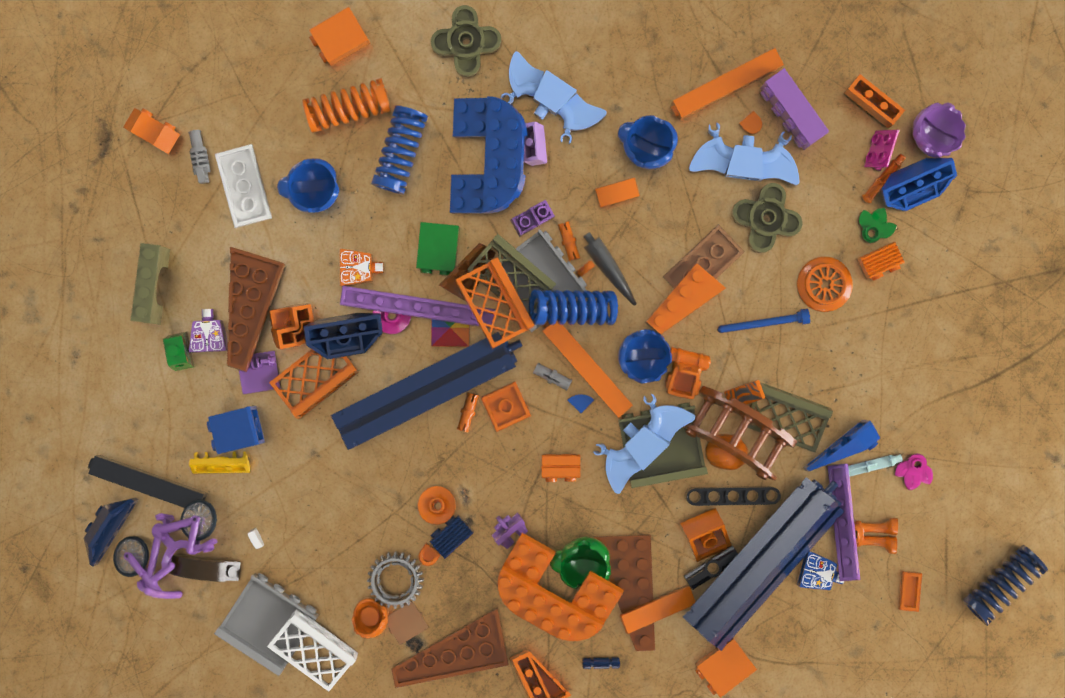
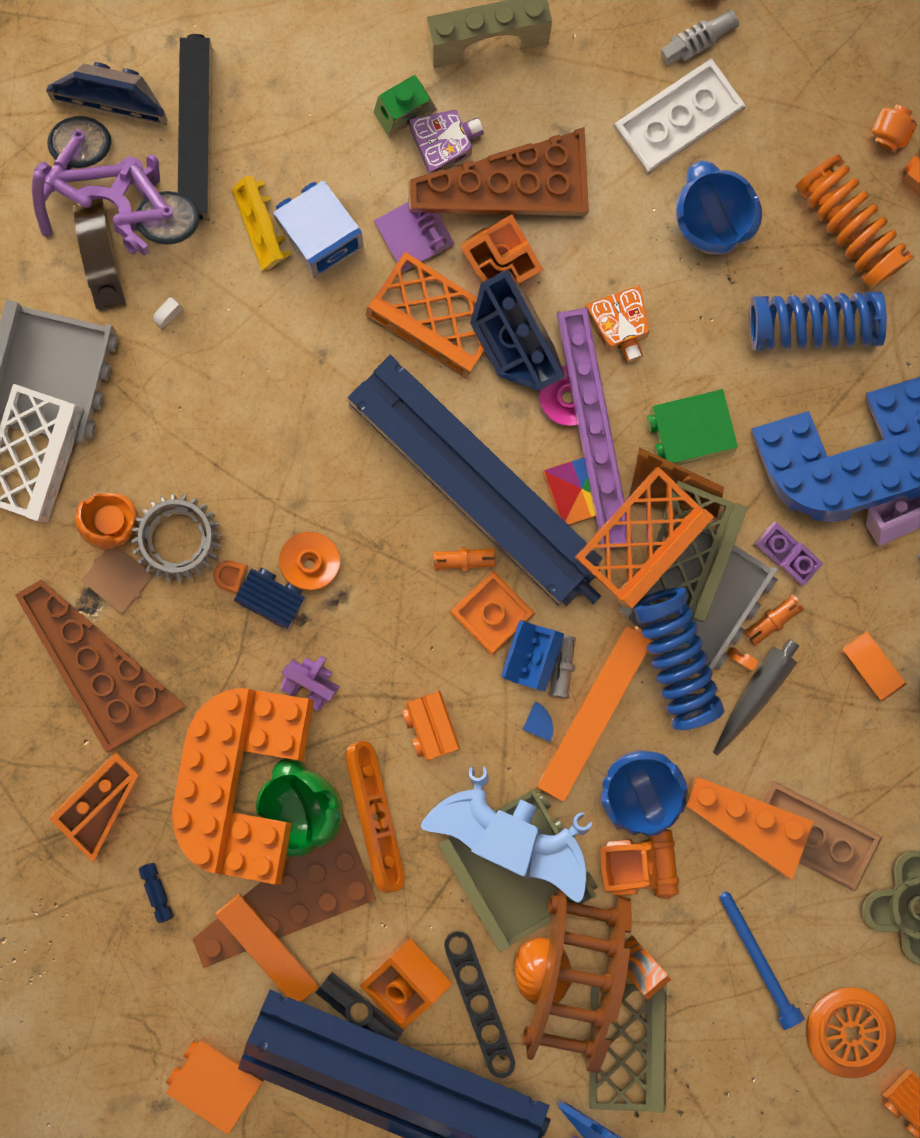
camera: 70 degrees right, 5 degrees down
(297, 59) = (894, 128): none -> orange head
(540, 392) = (532, 655): none -> blue bracket
(612, 519) = (379, 833): none -> orange piece

